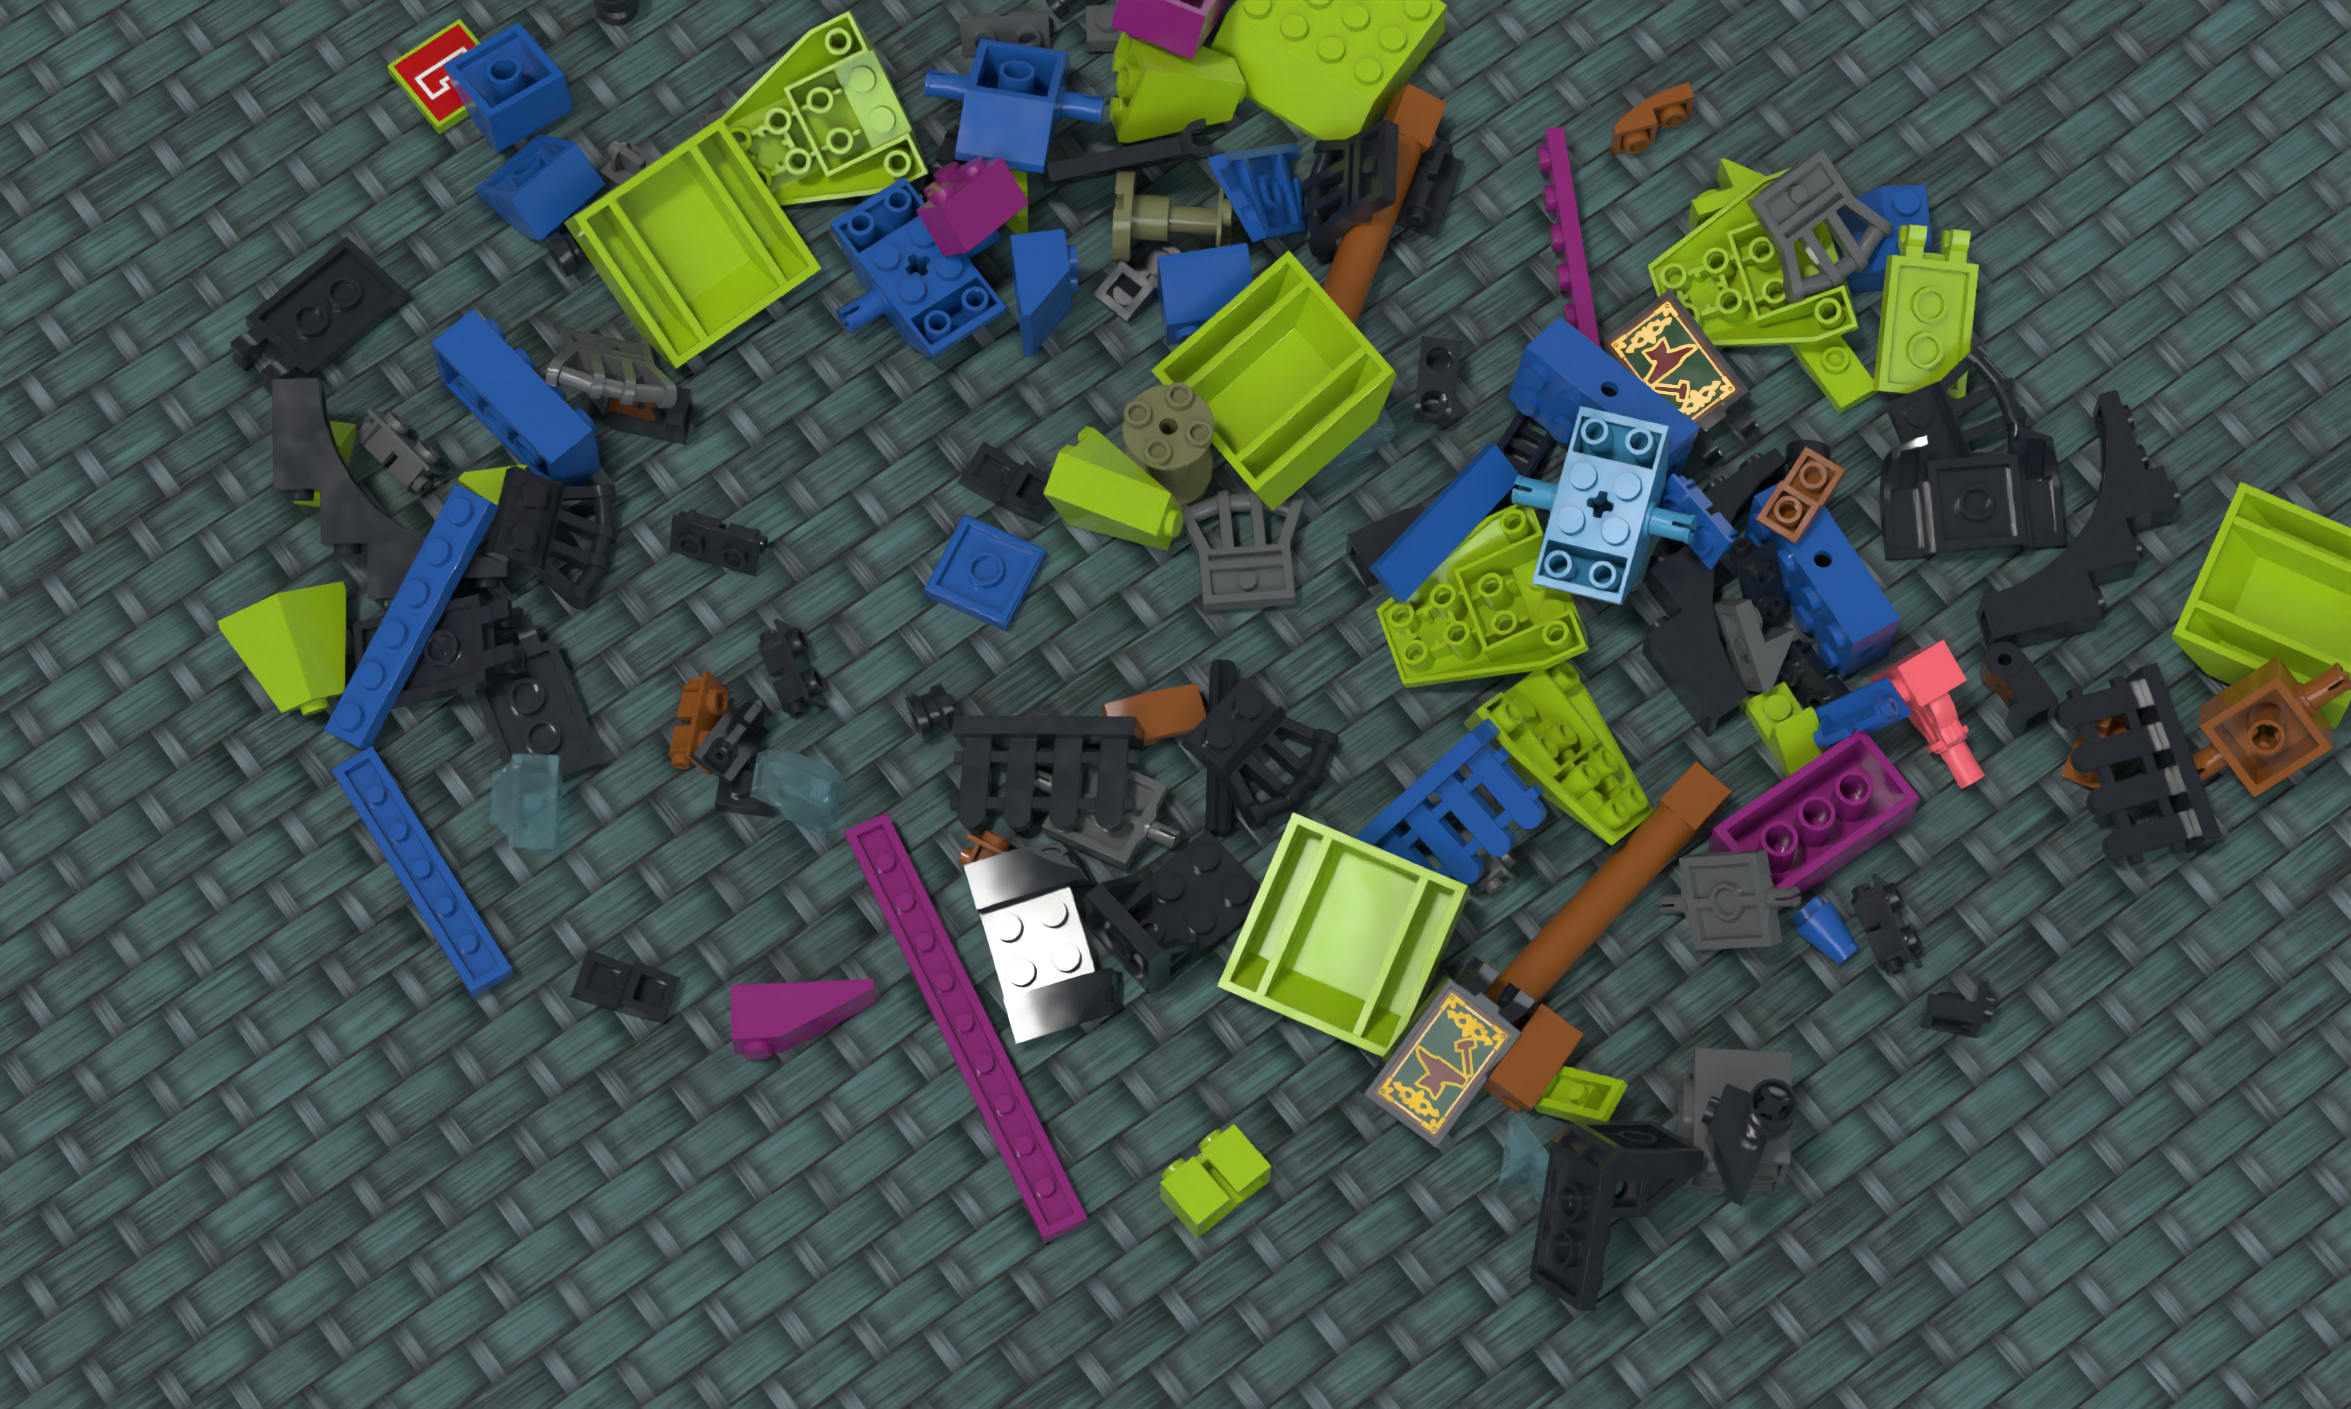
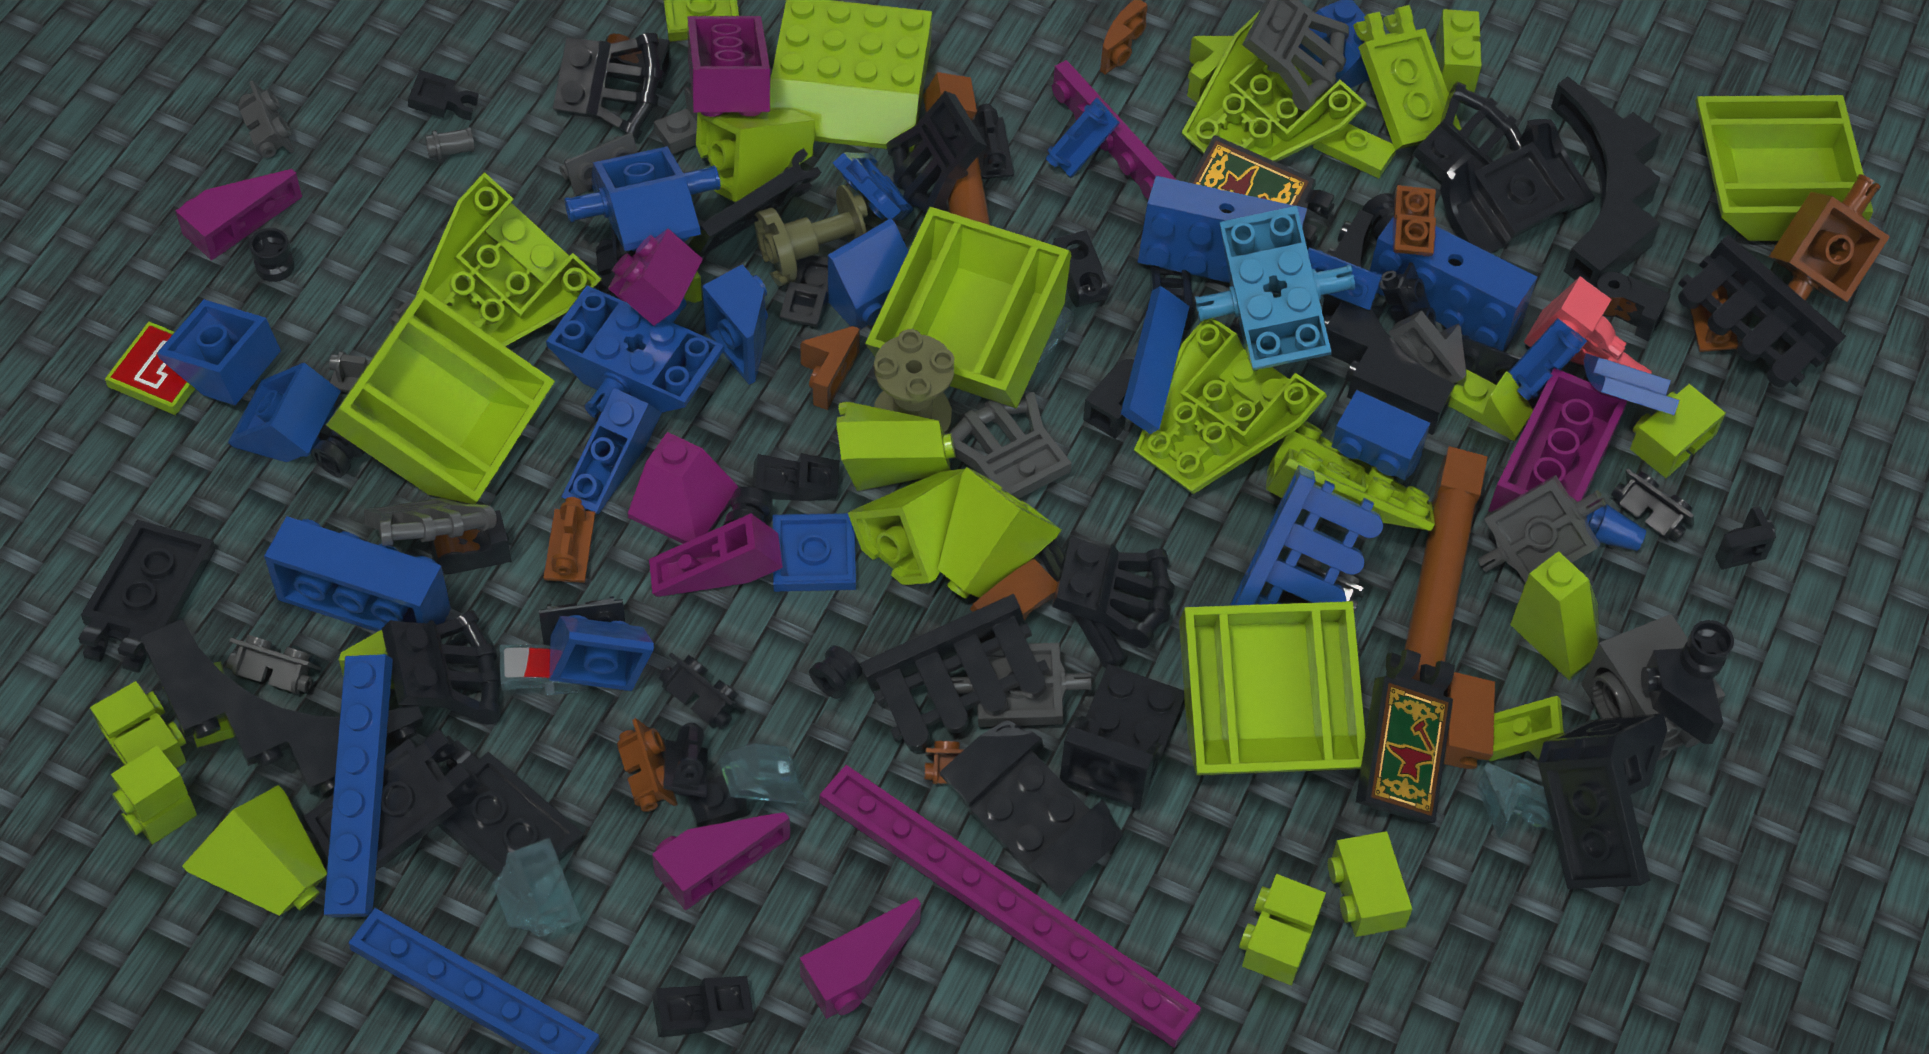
camera: 30 degrees left, 10 degrees down
(221, 539) = (152, 795): none -> lime piece
(242, 467) = (134, 725): none -> lime piece
(654, 574) = (529, 667): none -> slope
(708, 584) = (598, 652): none -> blue slope
(708, 844) = (714, 854): none -> magenta slope
(748, 453) = (569, 542): none -> dark orange hinge
(841, 369) = (612, 449): none -> blue slope
(881, 538) = (718, 558): none -> magenta slope
(886, 449) = (681, 491): none -> magenta slope
(937, 503) = (747, 501): none -> black wheel
(1101, 592) = (909, 526): none -> lime slope
(1122, 368) = (831, 360): none -> dark orange slope
(1162, 639) = (990, 535): none -> lime slope
(1328, 1177) = (1371, 884): none -> lime piece
(1526, 228) = (1082, 138): none -> blue hinge
(1623, 720) = (1381, 436): none -> blue slope
(1702, 994) = (1559, 615): none -> lime slope
(1932, 782) = (1629, 384): none -> slope
(1976, 848) = (1665, 437): none -> lime piece
(2011, 309) = (1459, 48): none -> lime piece

